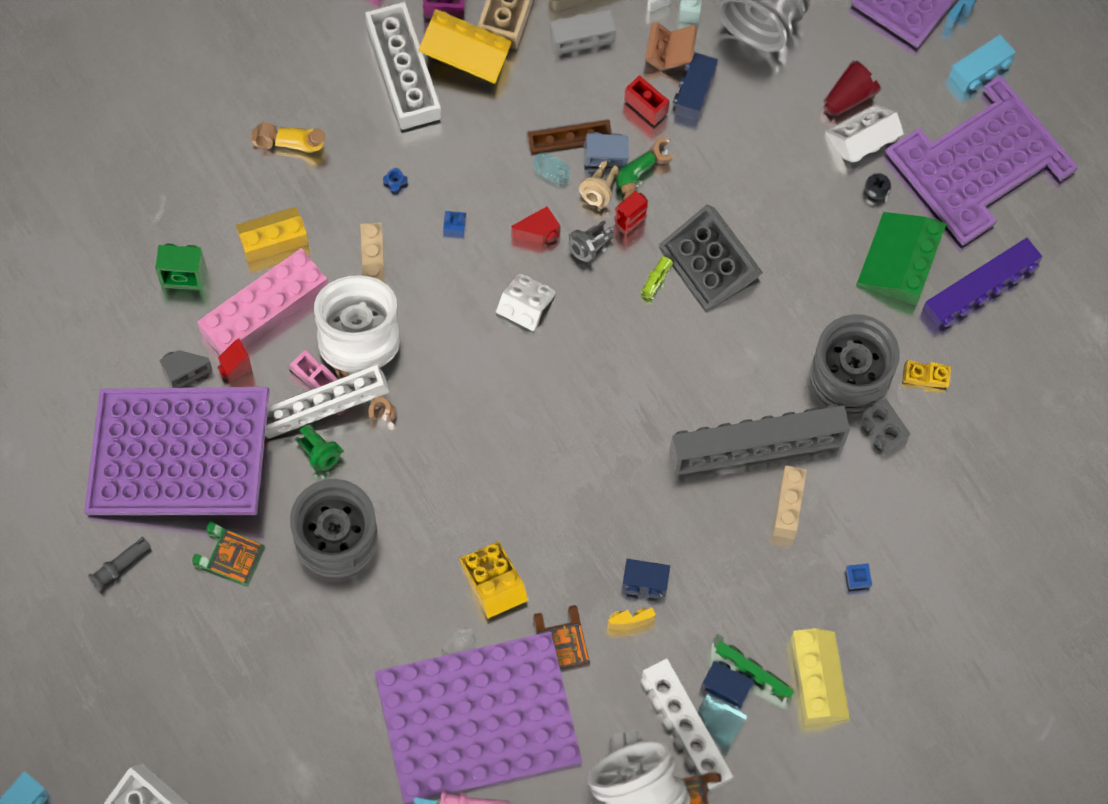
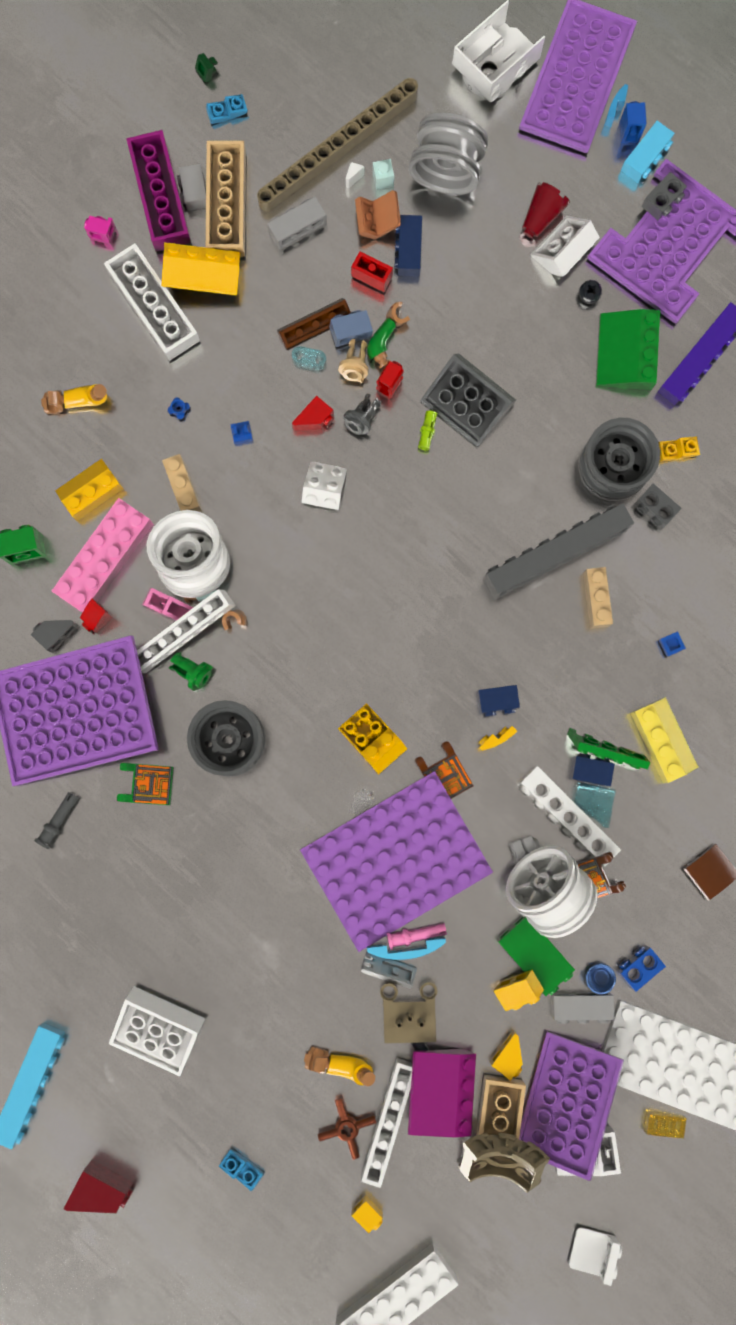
camera: 15 degrees left, 15 degrees up
(973, 29) = (632, 122): none -> blue brick
(983, 108) = (664, 196): none -> dark grey brick

